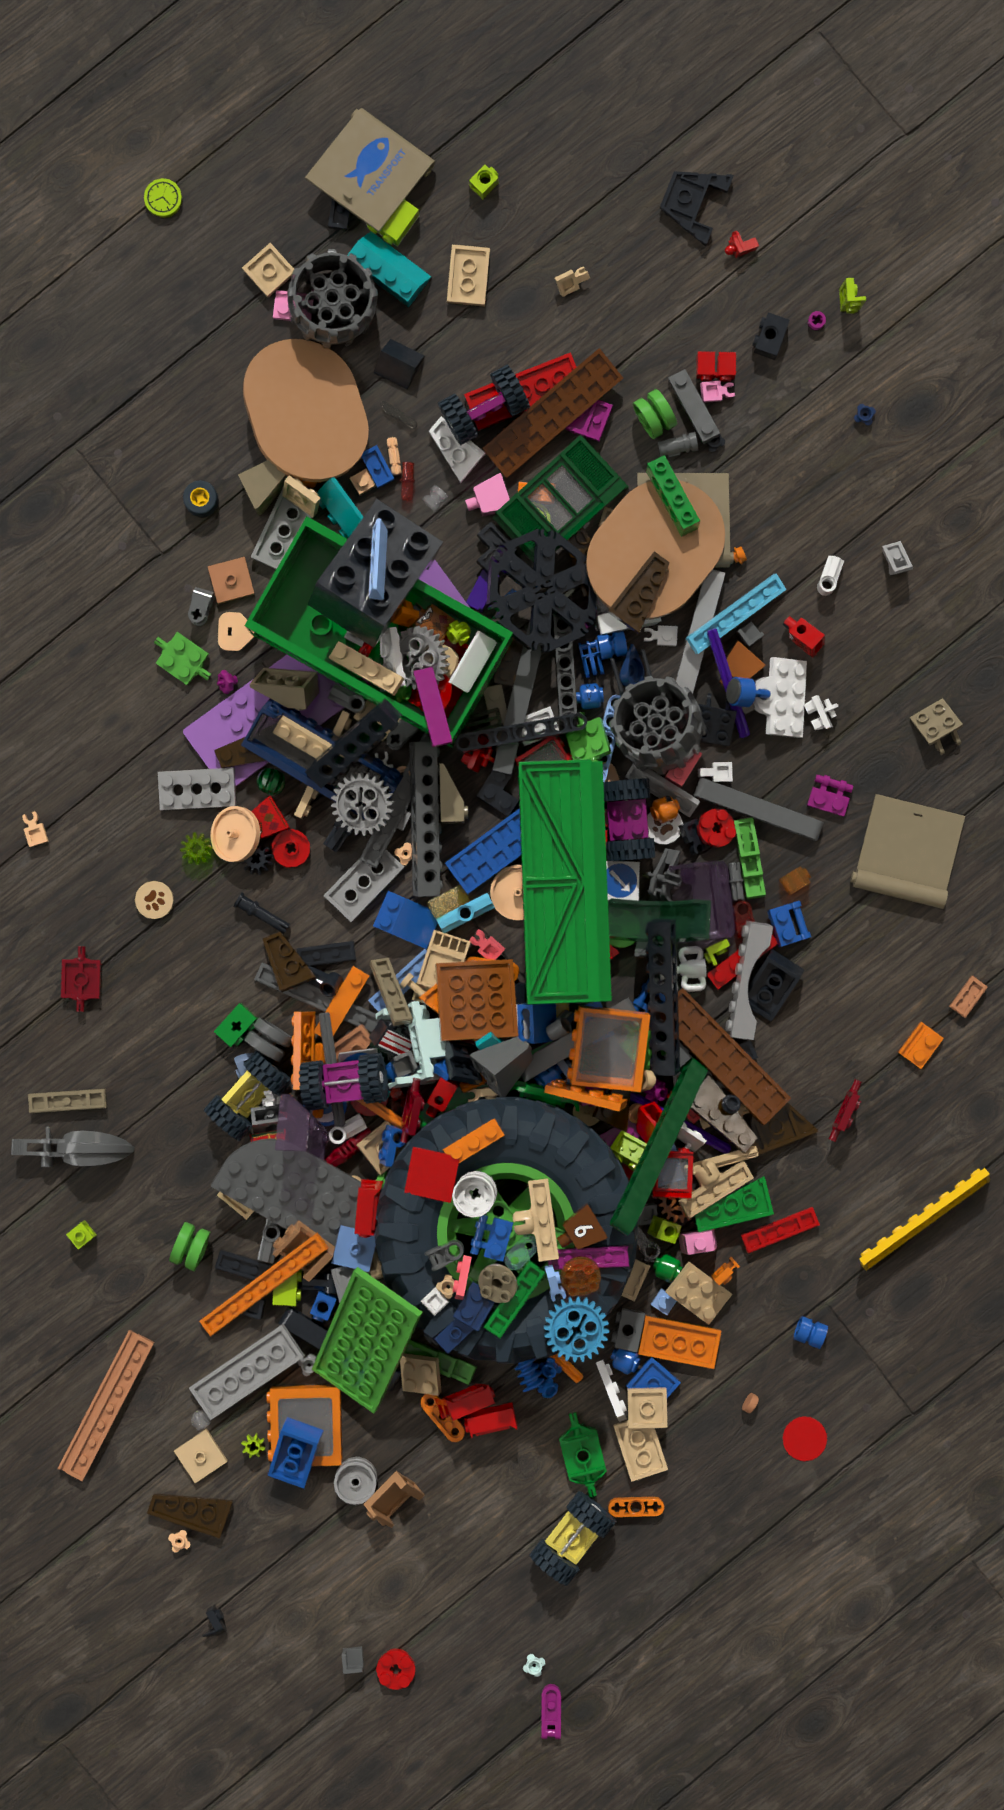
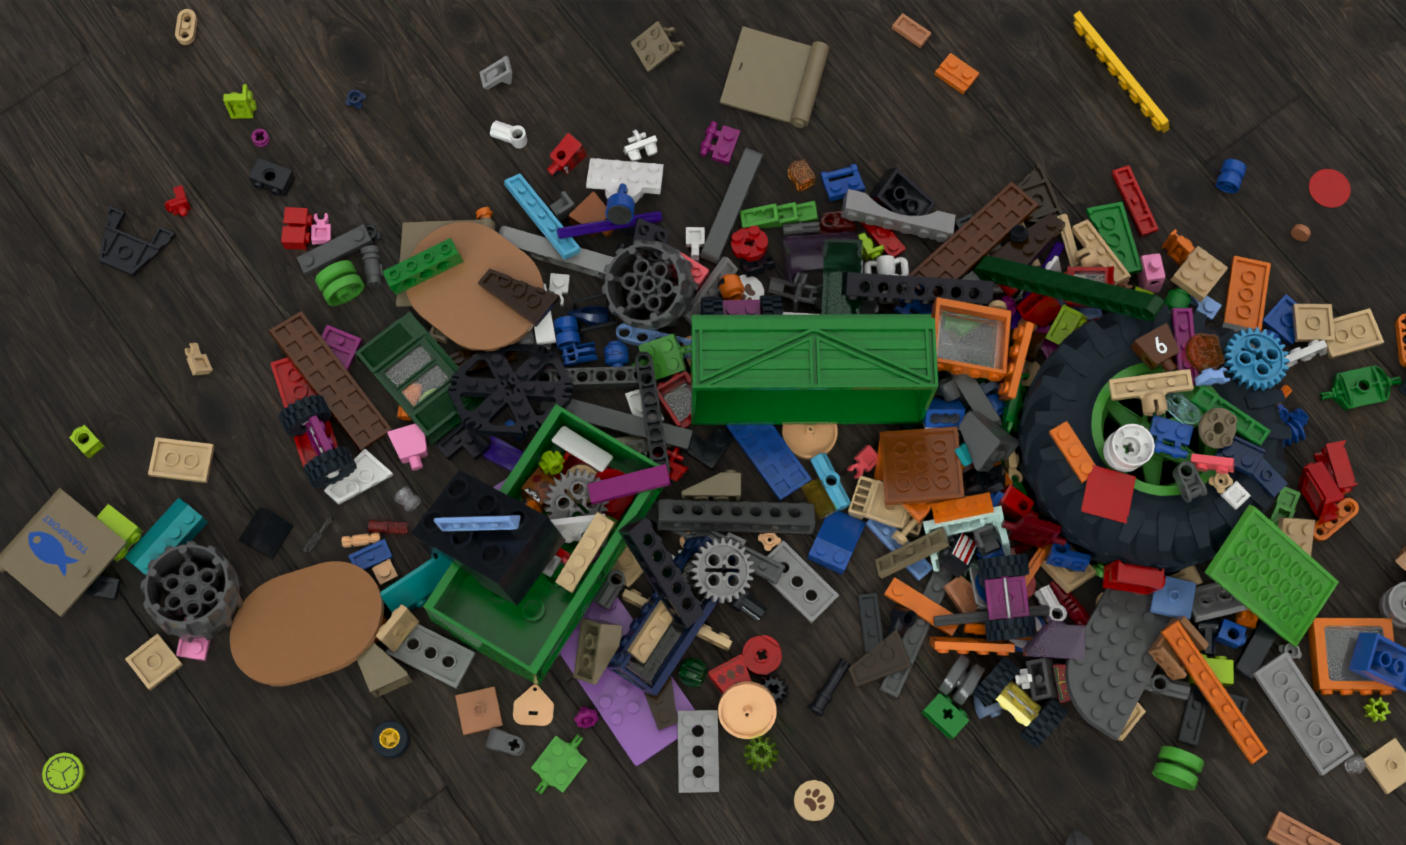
camera: 95 degrees left, 15 degrees down
(431, 1038) = (962, 508): none -> orange plate
(843, 1118) = (1021, 135): dark red plate -> none
(939, 231) = (186, 28): none -> tan plate

